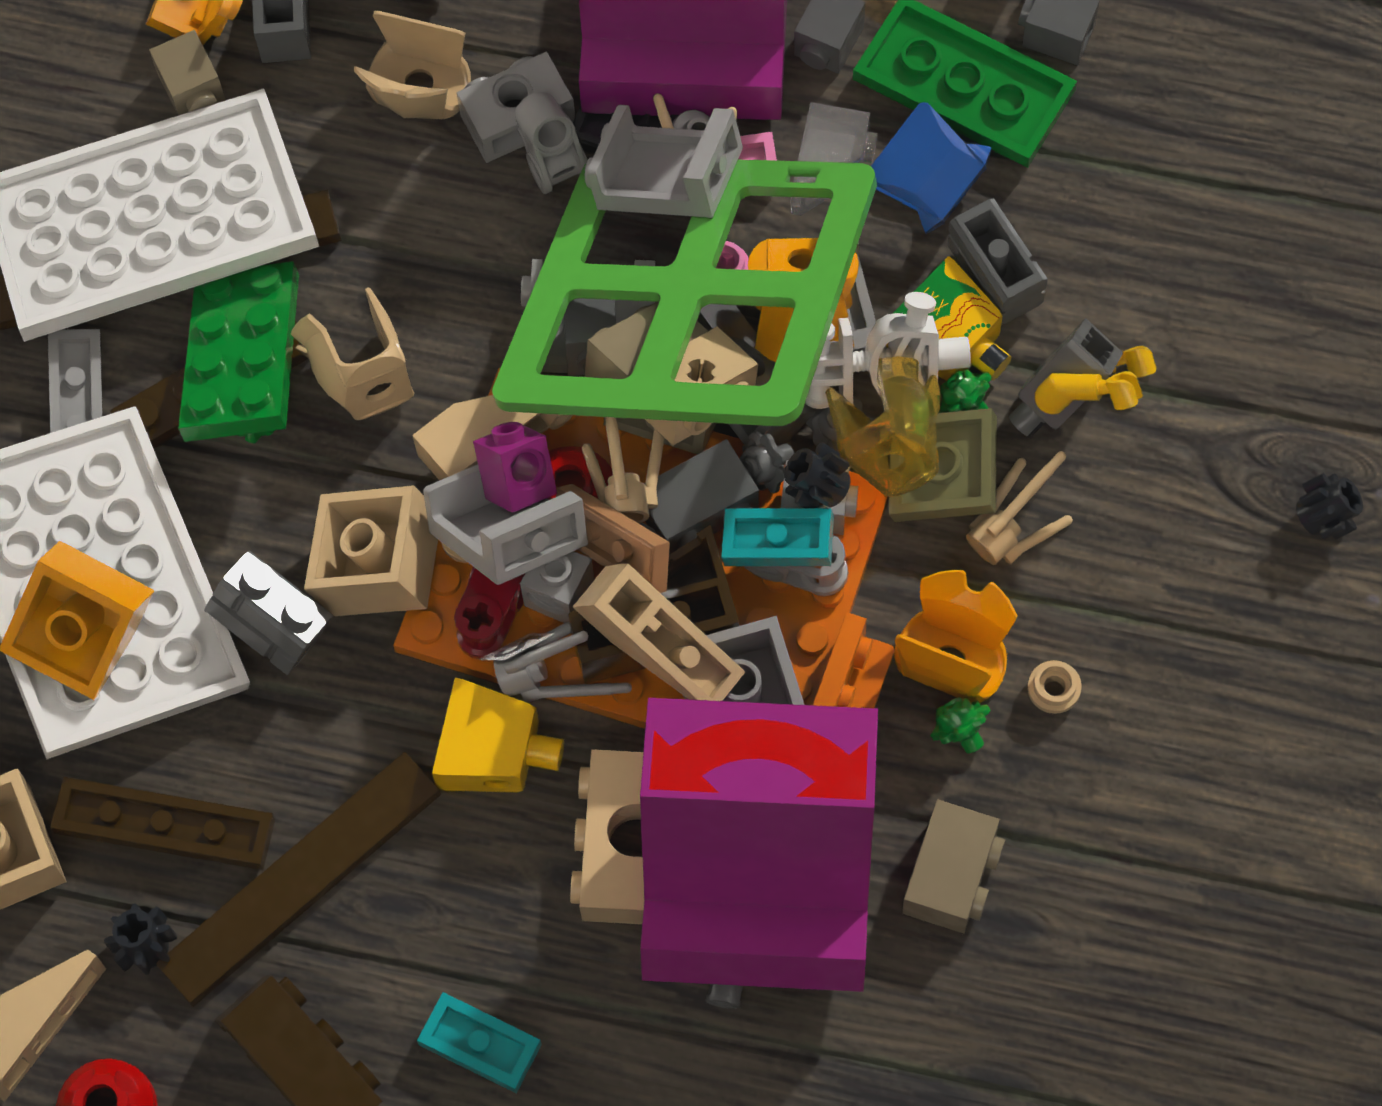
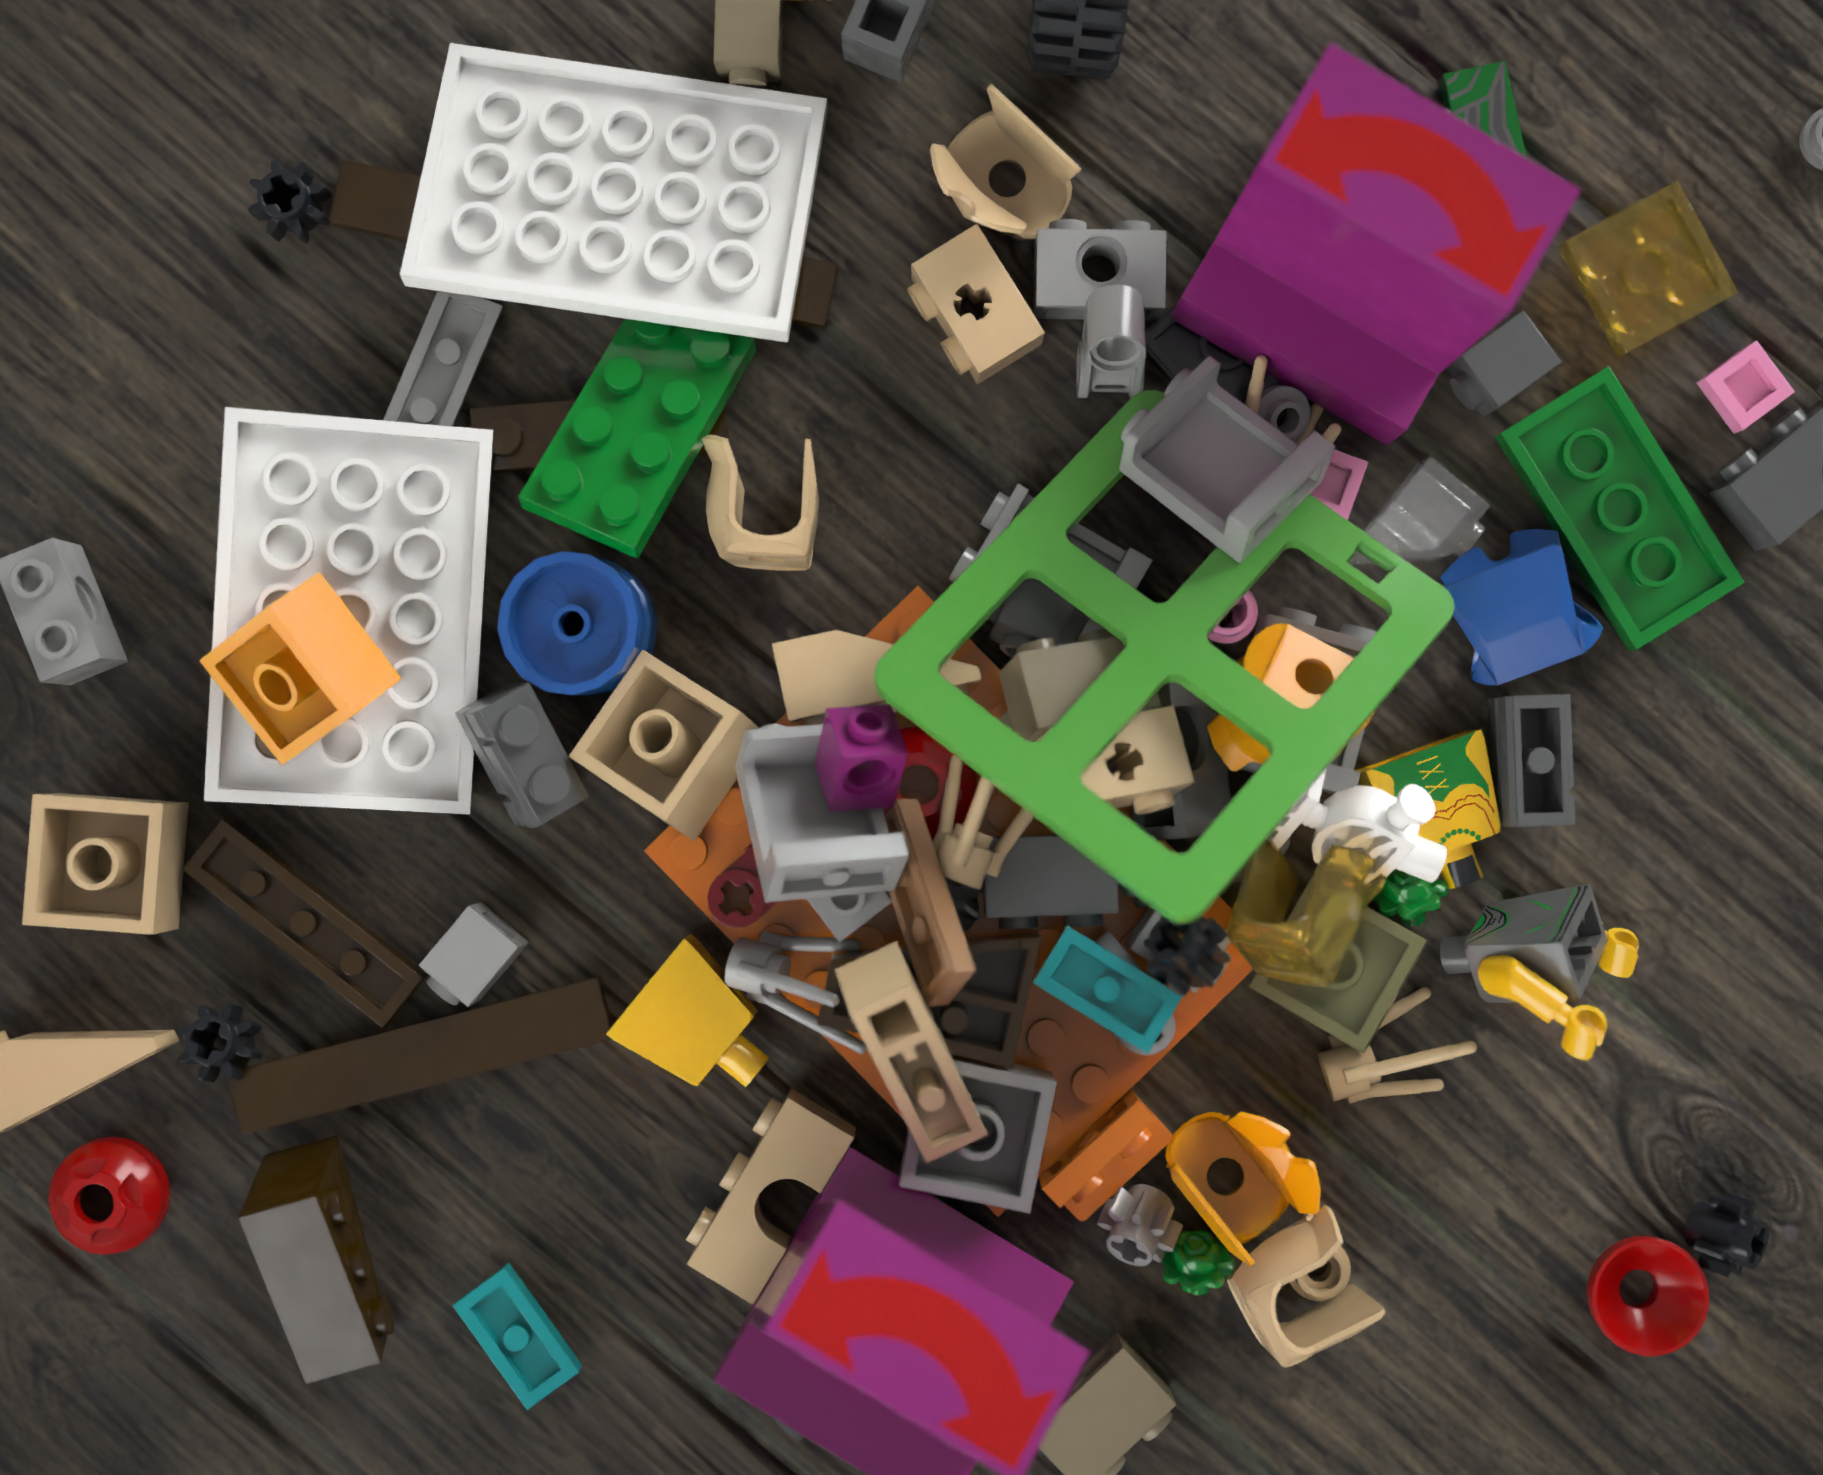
camera: 25 degrees right, 20 degrees up
(263, 503) = (544, 607): none -> blue wheel
(302, 780) = (472, 956): none -> light grey brick
(440, 167) = (973, 270): none -> tan brick
(517, 646) = (765, 946): clear sticker -> none
(904, 715) = (1140, 1225): none -> light grey gear
(1009, 702) = (1283, 1259): none -> tan piece
(1304, 553) = (1671, 1312): none -> red piece

